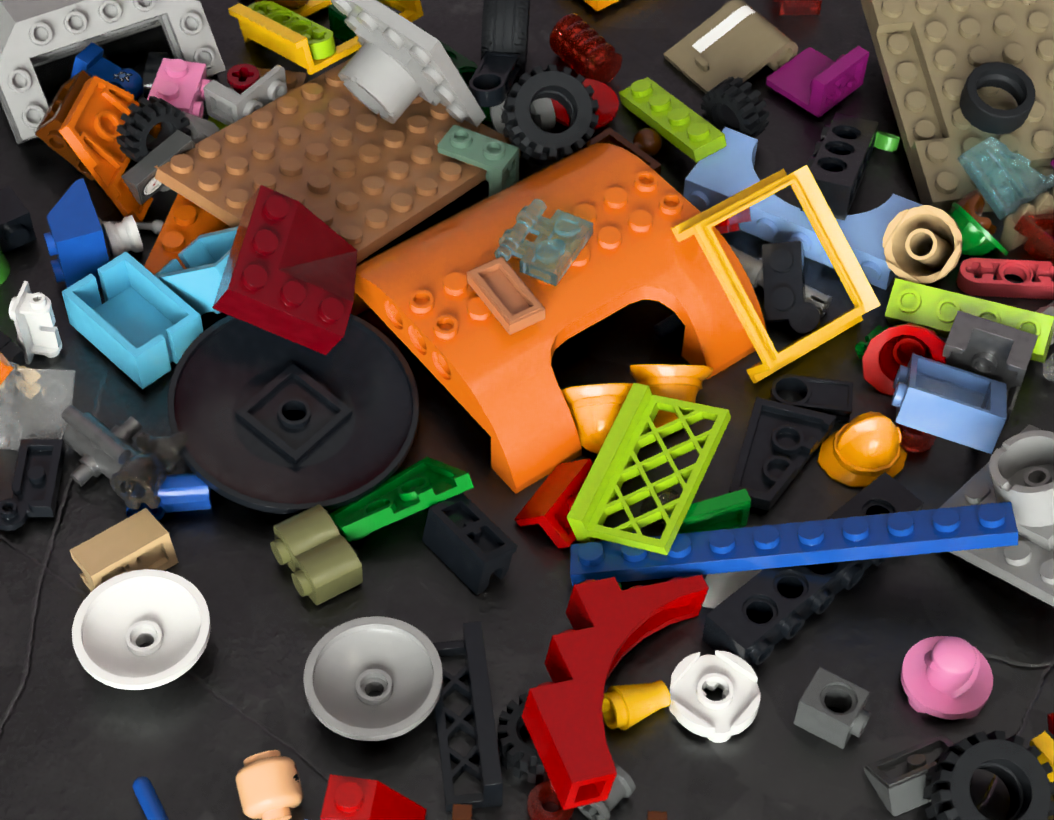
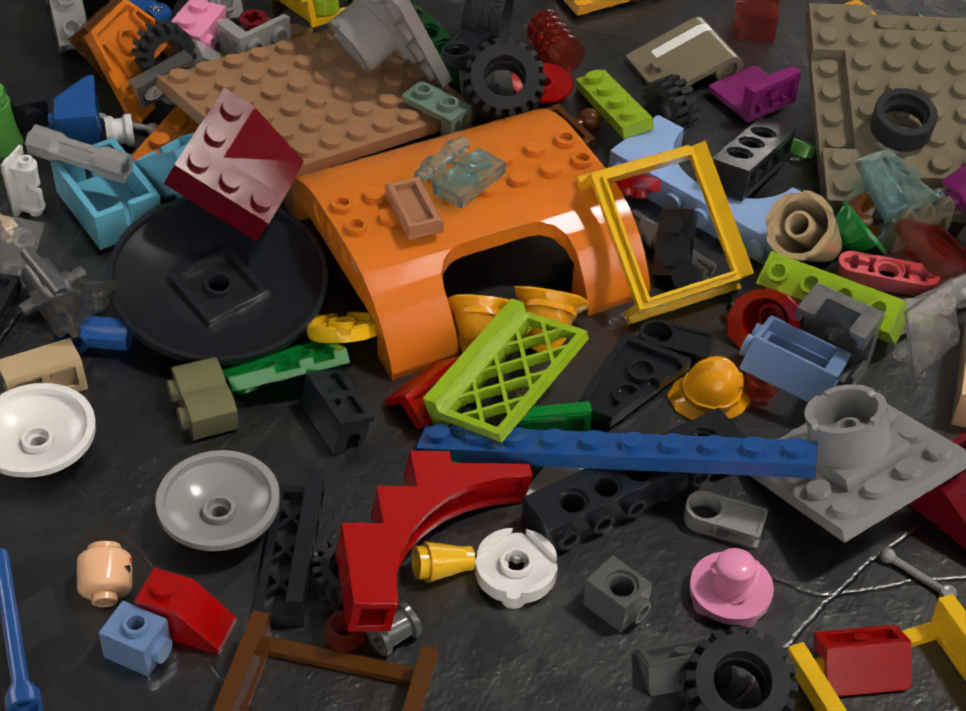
camera: 10 degrees right, 5 degrees down
(67, 276) = (100, 160): none -> light grey axle
(451, 445) = (343, 329): none -> yellow tile
(930, 601) = (734, 521): none -> light grey piece

